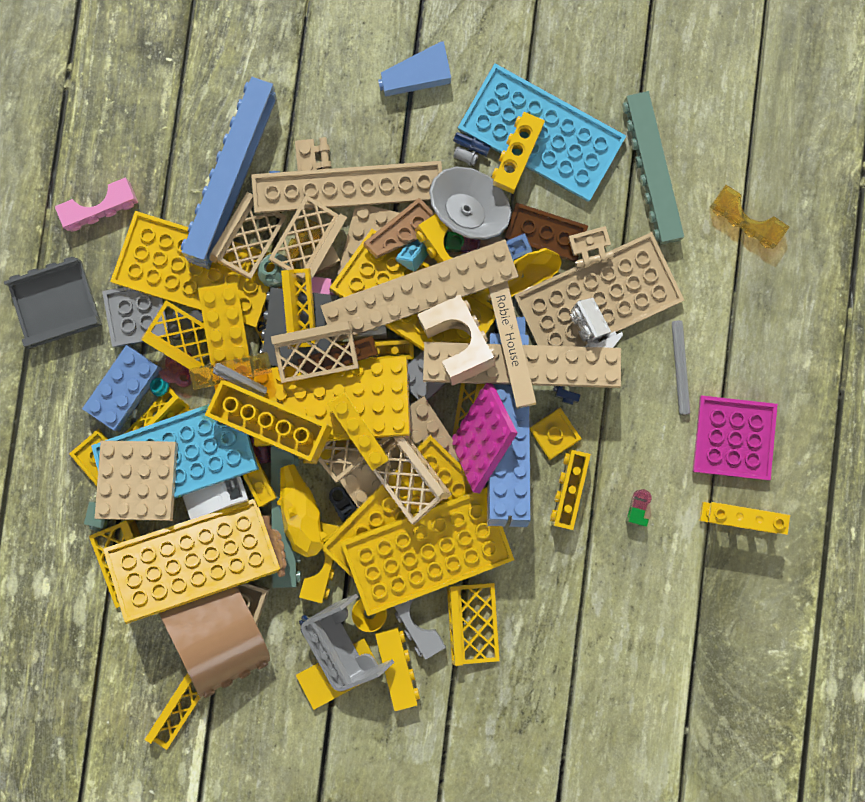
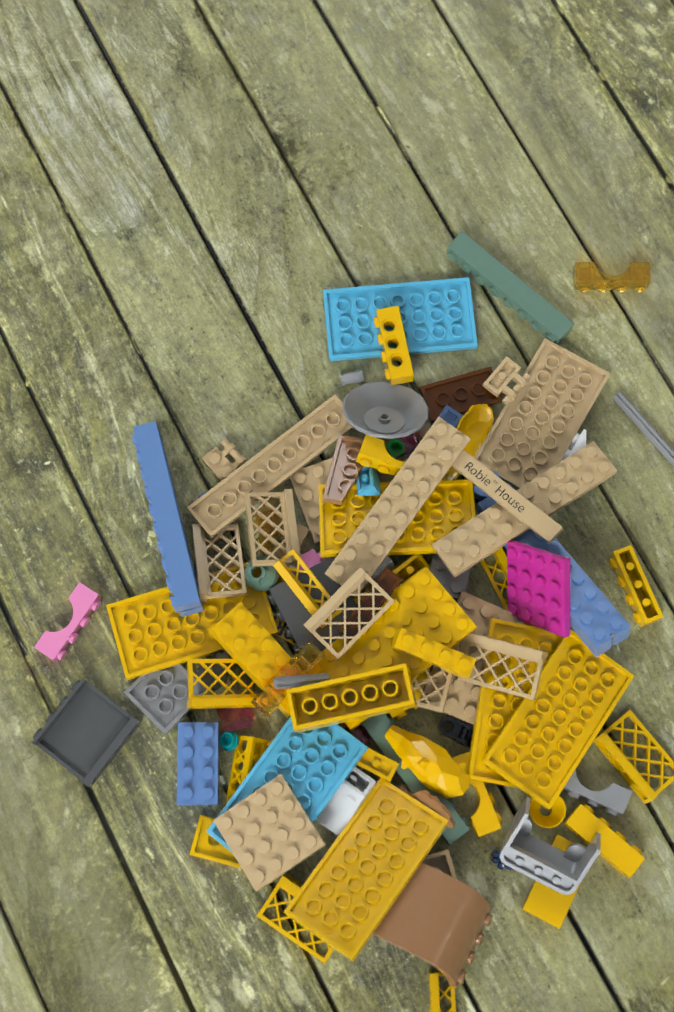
camera: 35 degrees left, 10 degrees down
(94, 524) = (250, 895): sand green brick -> none
(418, 72) = (265, 337): medium blue slope -> none
(456, 315) = (443, 503): arch -> none
(472, 144) = (350, 364): dark blue axle -> none
(555, 433) = (588, 550): yellow tile -> none
(567, 396) = (575, 513): dark blue bracket -> none
(589, 320) = (550, 439): white slope -> none

